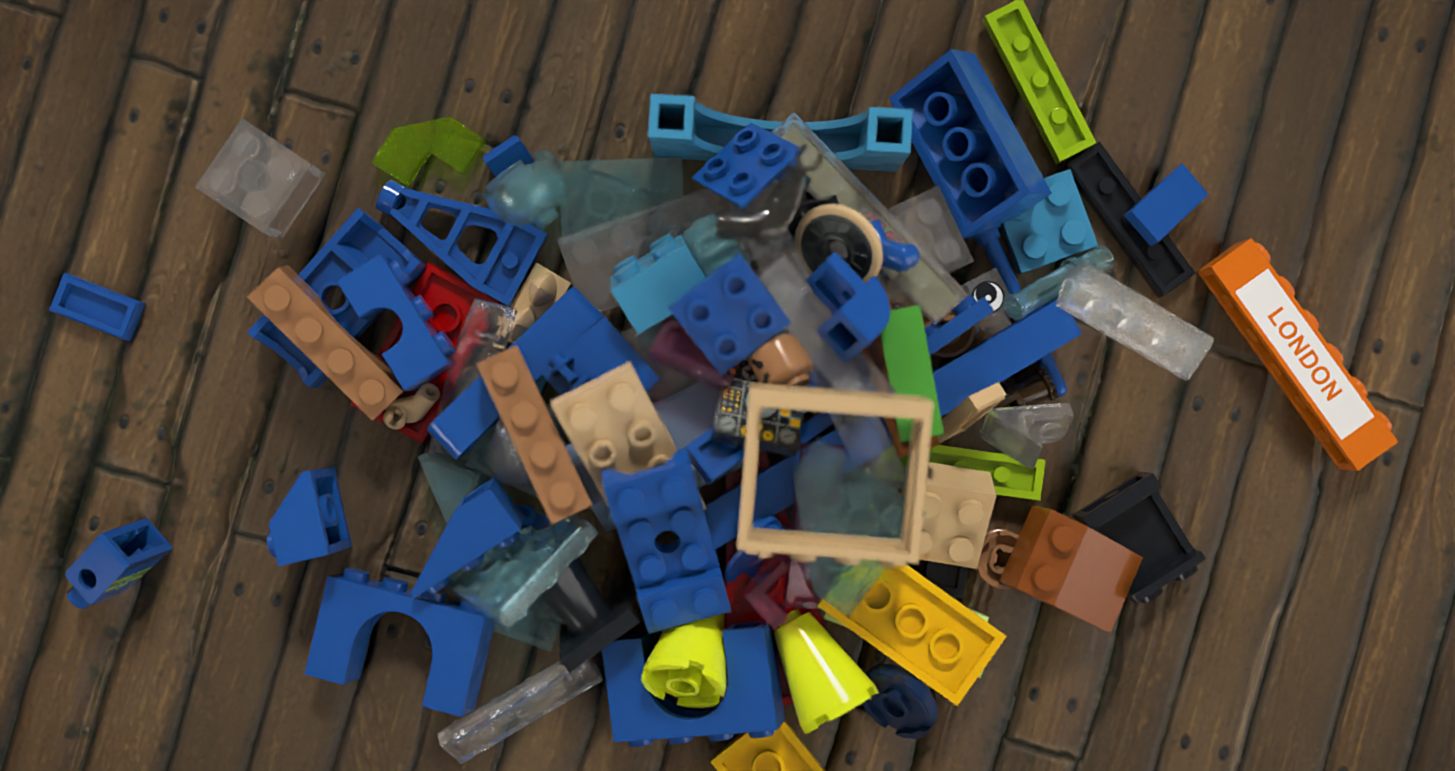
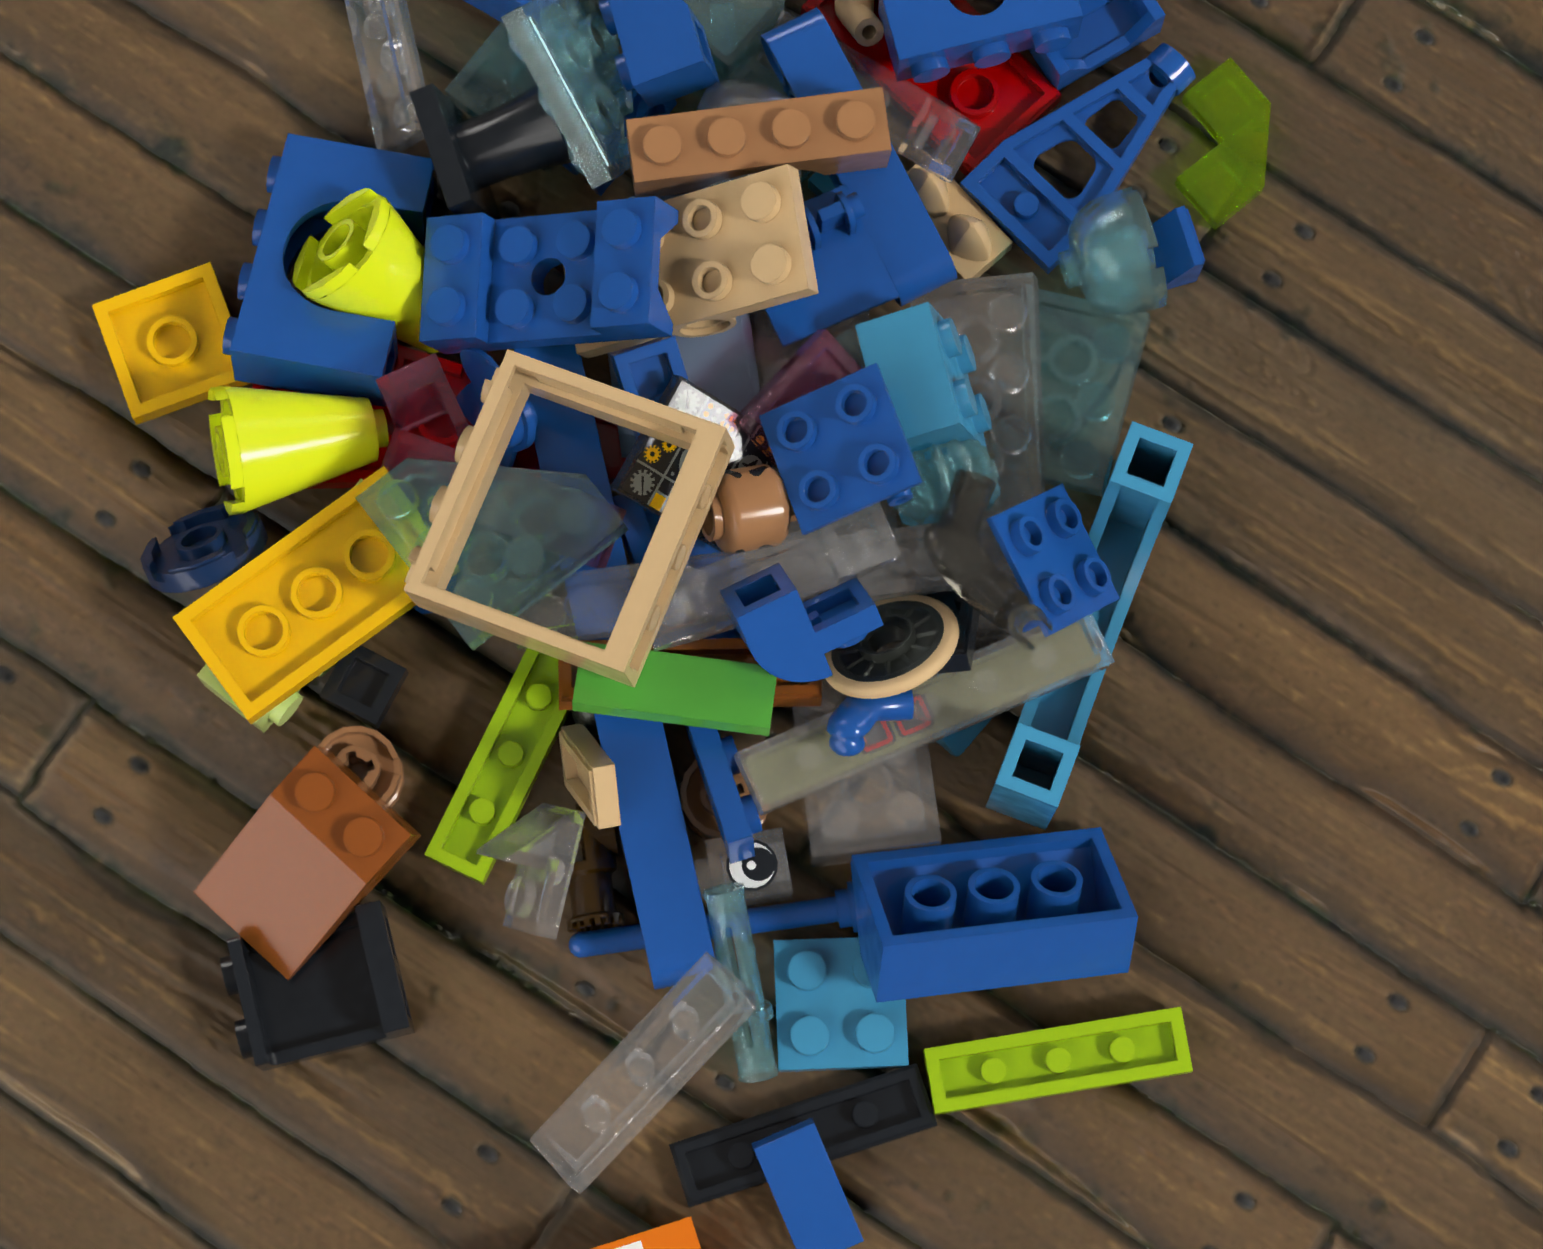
camera: 105 degrees right, 10 degrees down
(956, 514) = (453, 700): tan brick -> none

